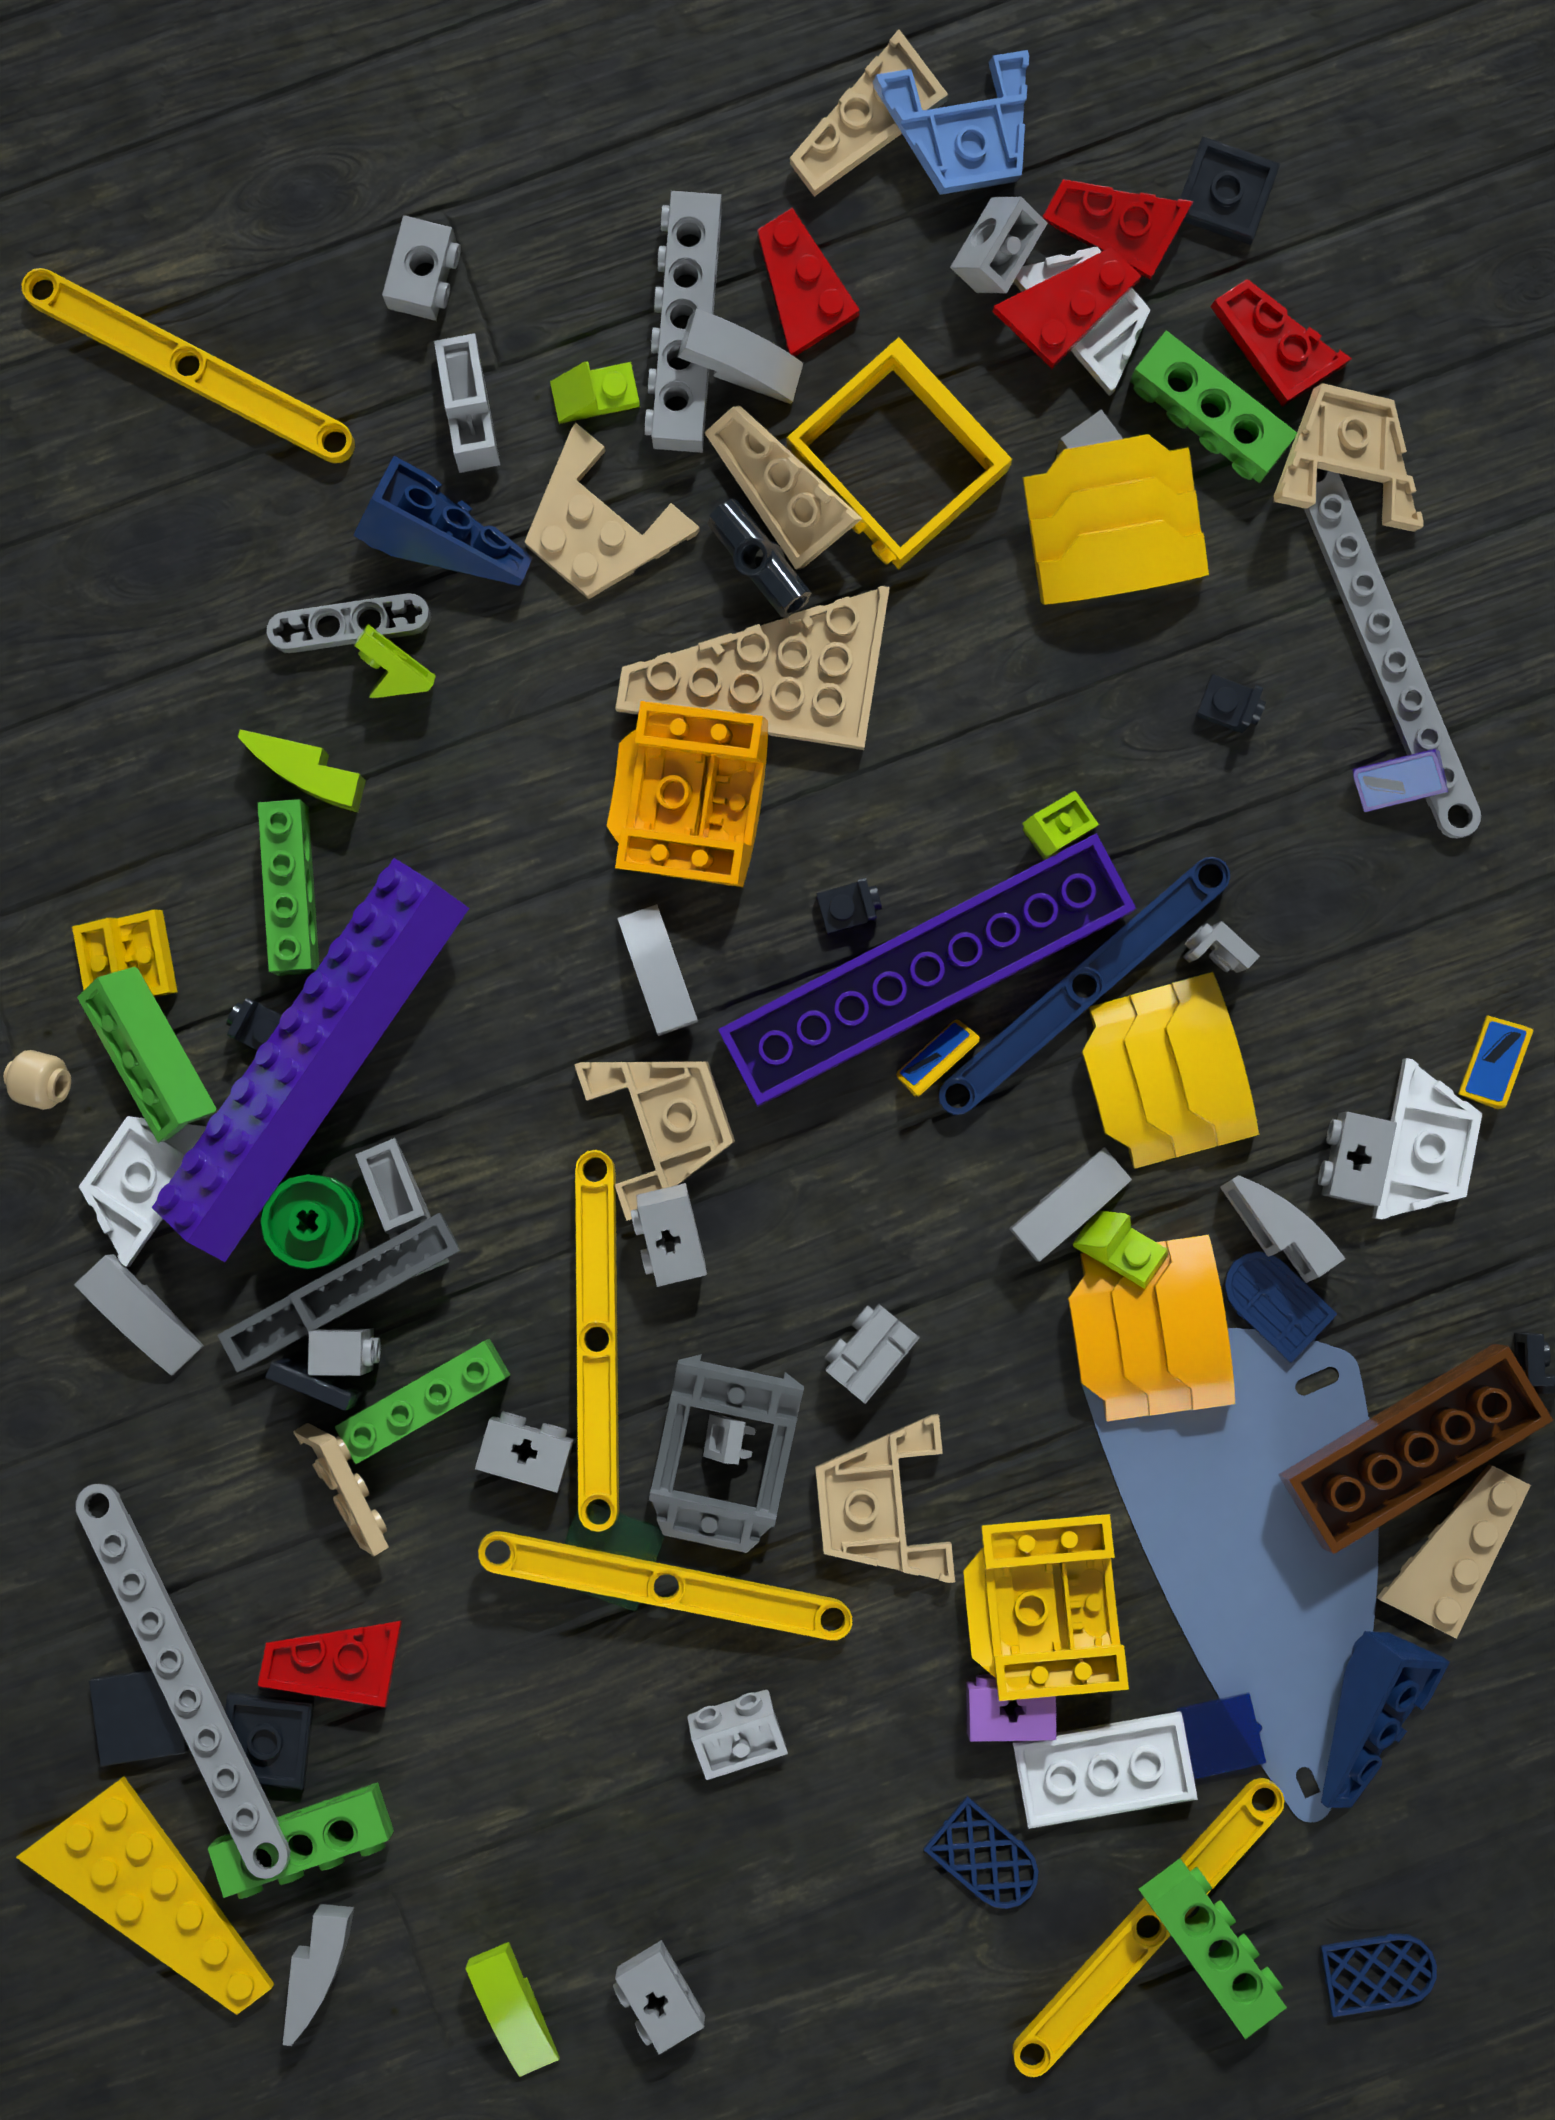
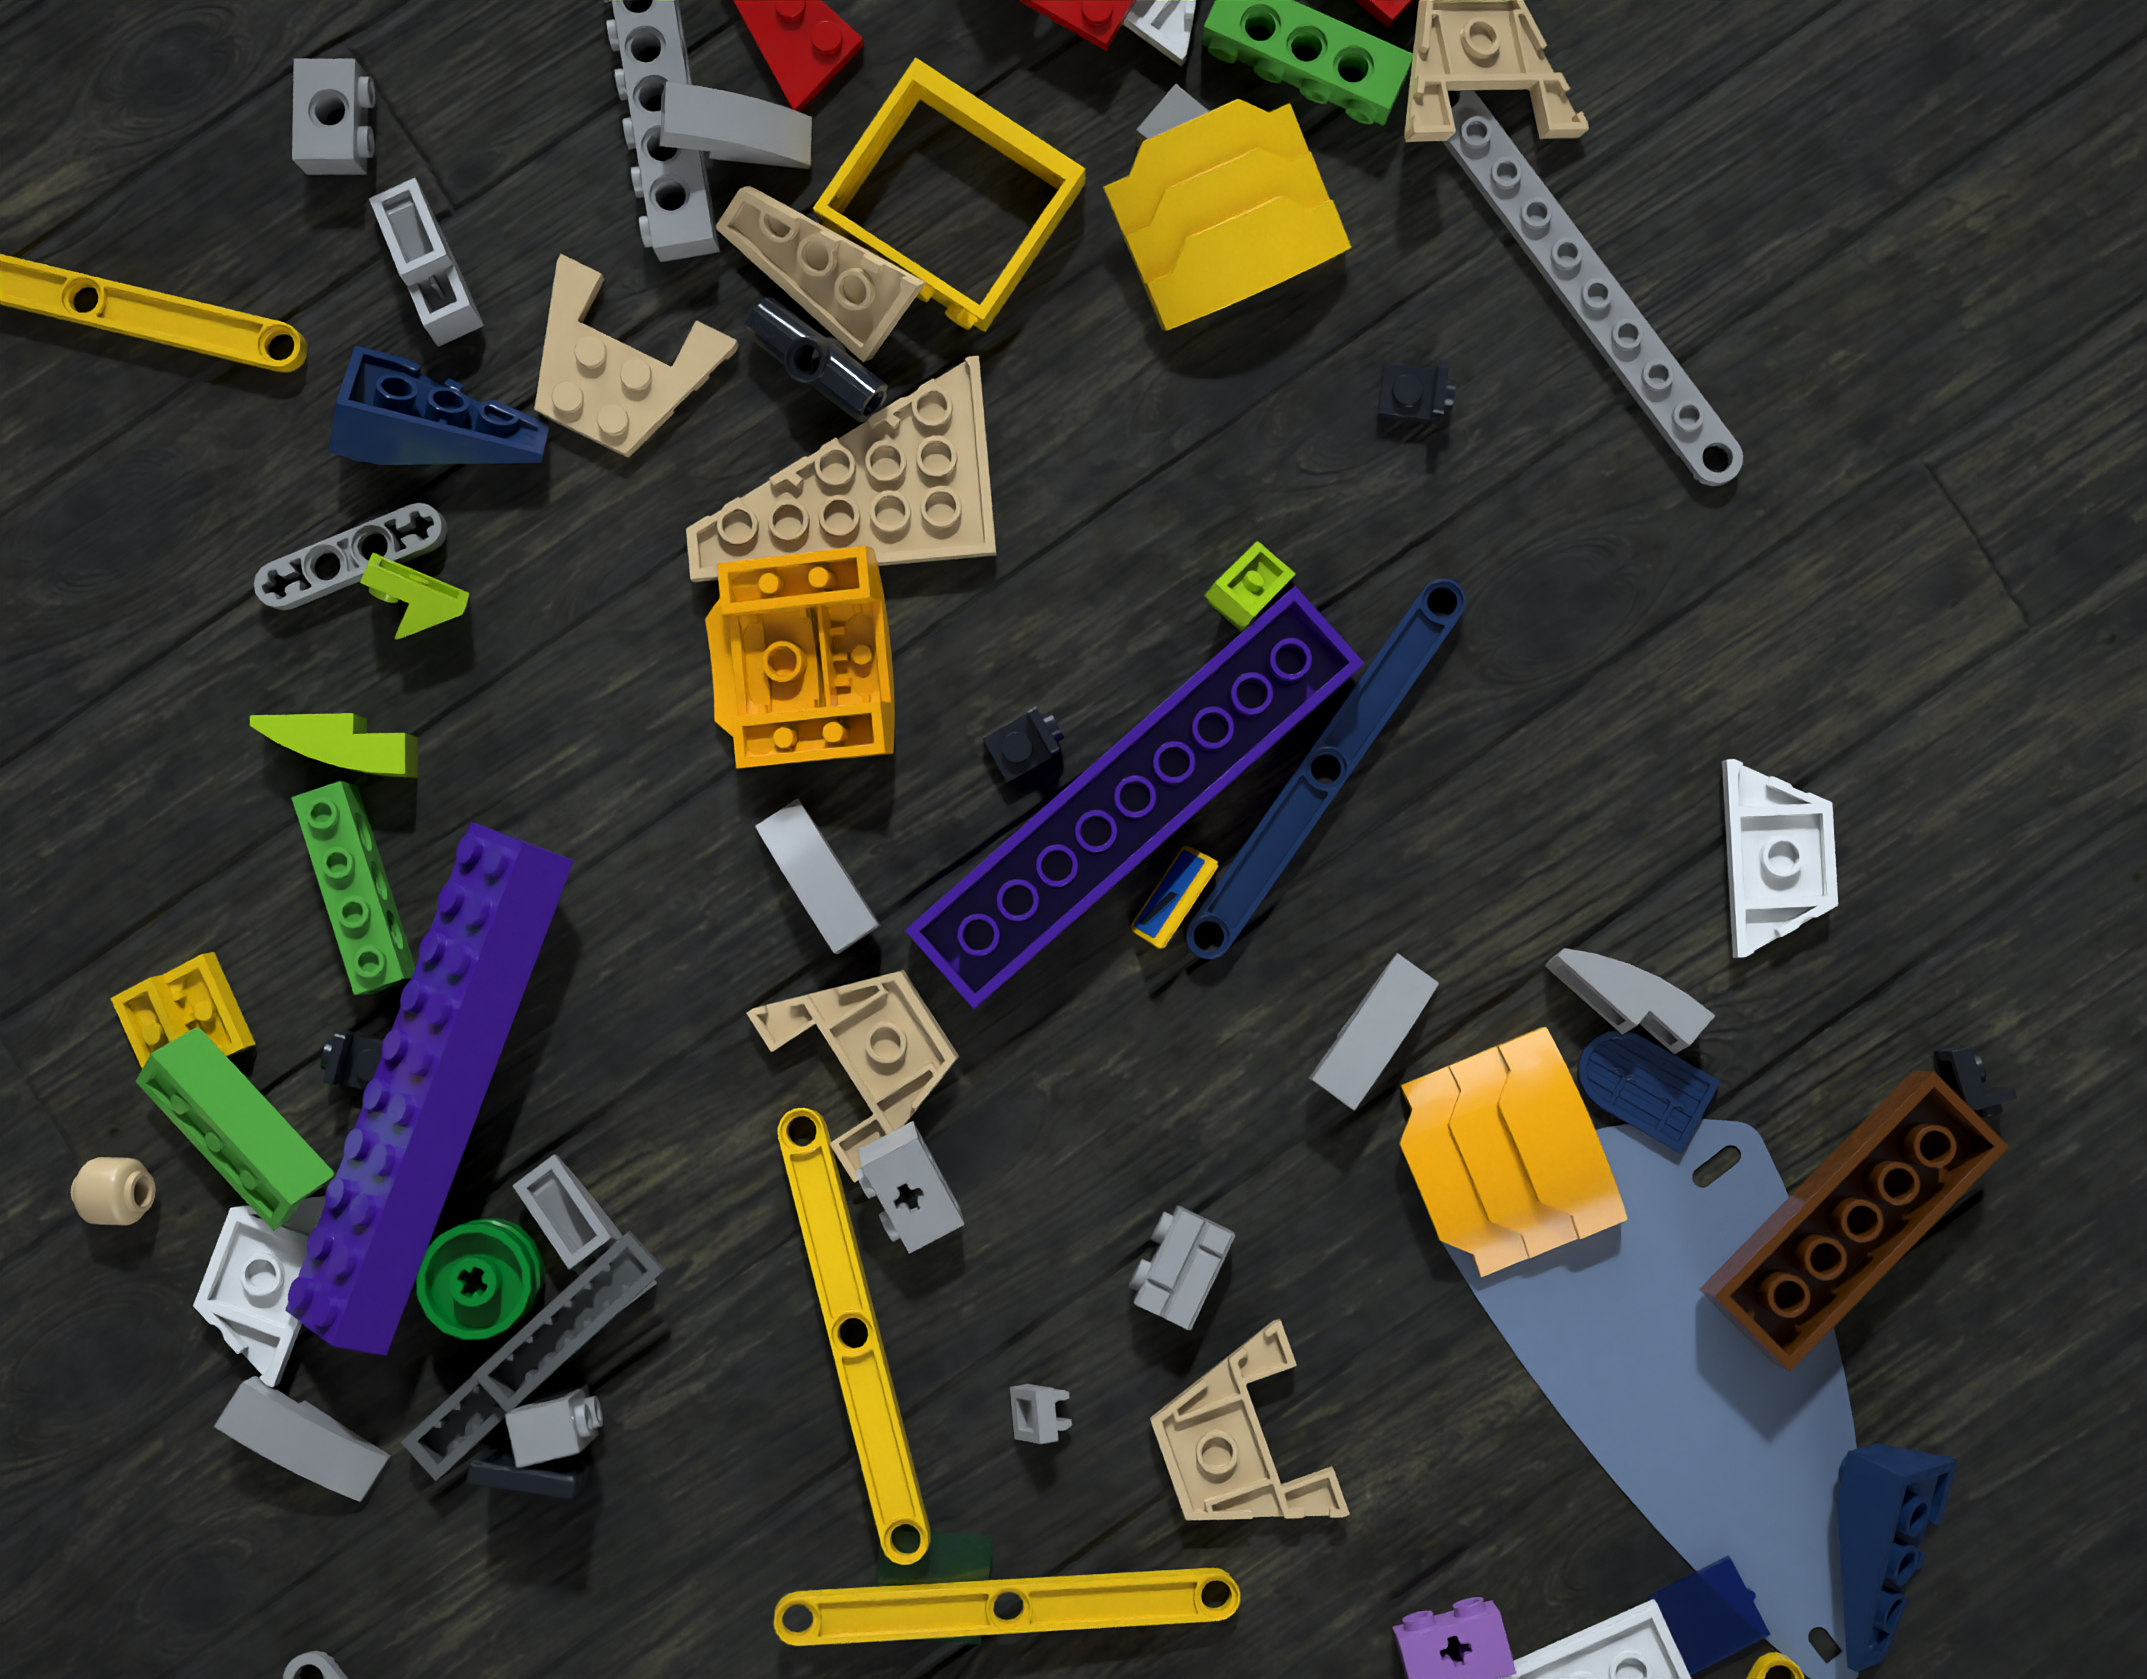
camera: 10 degrees left, 0 degrees up
(333, 1468) = (632, 1622): tan wing -> none
(422, 1401) = (664, 1459): bright green brick -> none
(540, 1470) = (779, 1504): light grey brick -> none
(594, 392) = (573, 213): lime slope -> none
(736, 1394) = (1037, 1357): dark grey wedge -> none
(1046, 1608) = (1465, 1520): yellow slope -> none
(1120, 1247) = (1446, 1068): lime slope -> none
(1169, 1071) = (1451, 845): yellow slope -> none
(1227, 948) = (1483, 684): light grey bracket -> none
(1373, 1142) = (1706, 866): light grey brick -> none
(1400, 780) = (1637, 433): slope -> none
(1455, 1560) = (1932, 1343): tan wing -> none
(1495, 1062) = (1832, 737): slope -> none

